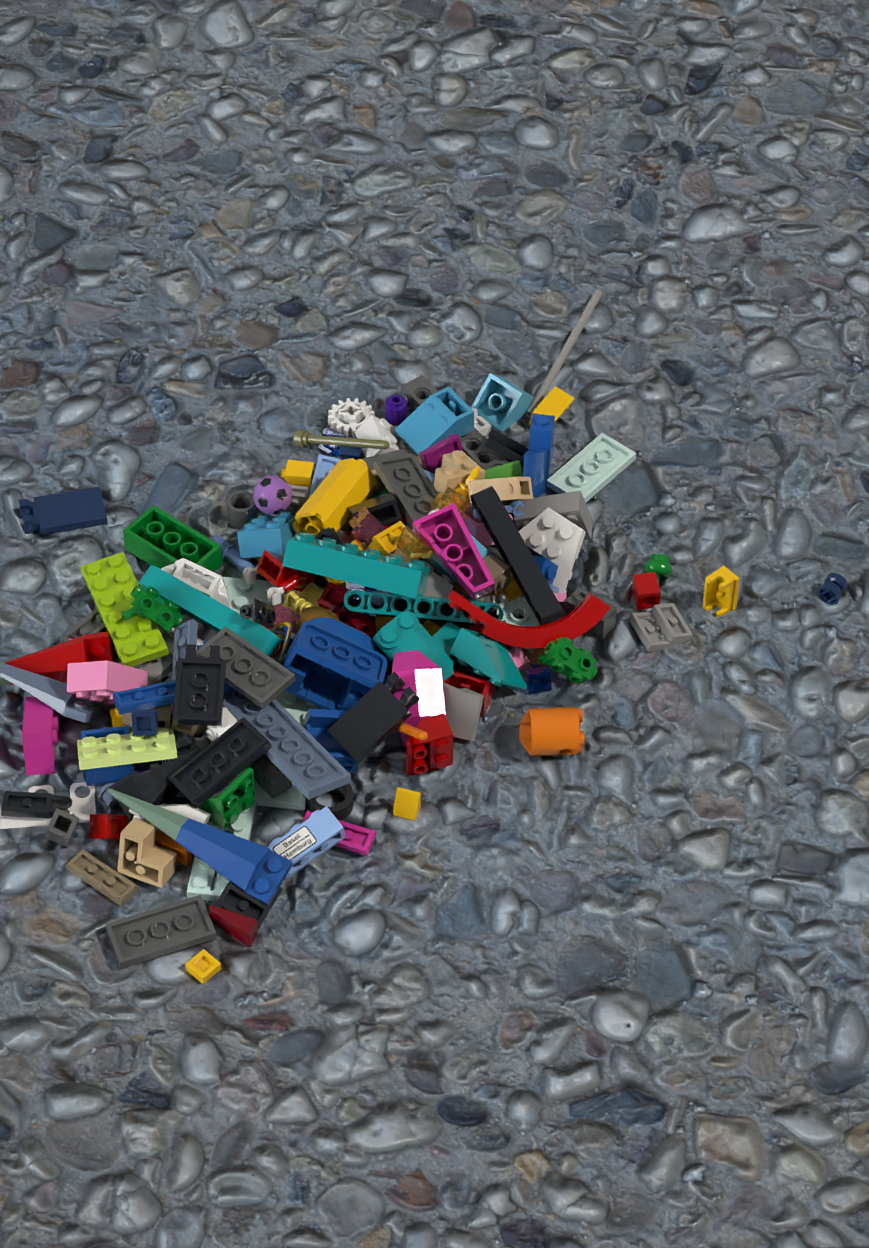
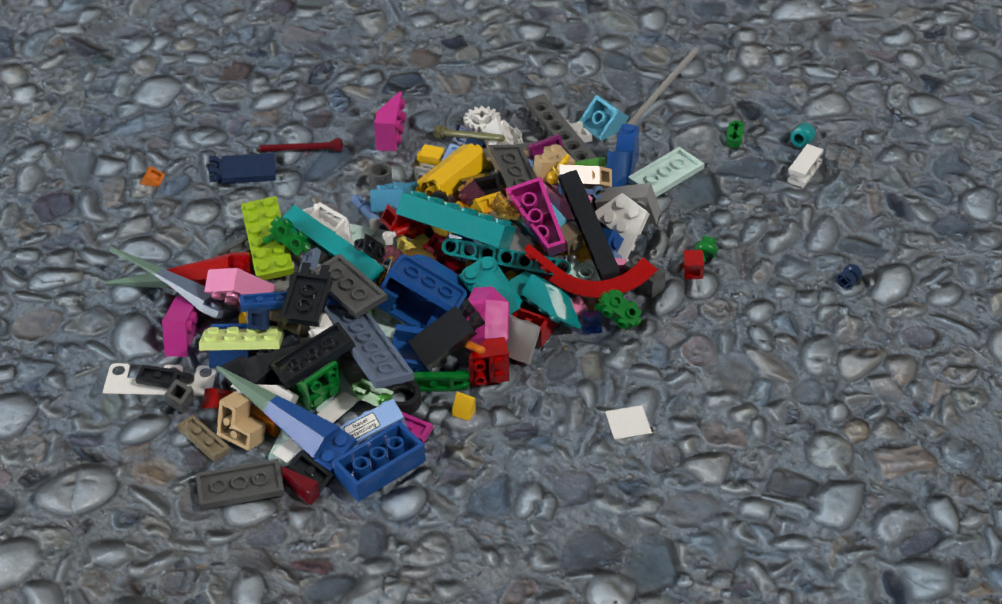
camera: 10 degrees right, 5 degrees down
(164, 540) = (312, 187): green brick -> none
(173, 469) = (335, 145): none -> dark red piece
(203, 966) = (268, 515): yellow tile -> none
(238, 436) = (390, 124): none -> dark pink slope
(251, 830) = (330, 413): none -> white sticker
(272, 494) = (404, 166): medium lavender piece -> none
(294, 800) = (365, 391): none -> bright green hinge
(322, 885) = (379, 461): none -> blue brick
(377, 773) = (442, 381): none -> green hinge
(395, 410) = (518, 117): dark purple brick -> none
(435, 420) = (545, 122): dark azure slope -> none
(449, 497) = (548, 180): clear yellow bracket -> none
(505, 445) = (596, 146): black slope -> none
(552, 731) = (593, 361): orange cylinder -> none
(554, 404) = (646, 121): yellow hinge -> none
(603, 802) = (628, 422): none -> white sticker
(660, 627) = (701, 294): light grey slope -> none
(669, 408) = (738, 134): none -> green beam
(721, 591) = (754, 269): yellow hinge -> none
(749, 403) = (802, 135): none -> teal head
(758, 445) = (805, 166): none -> white piece

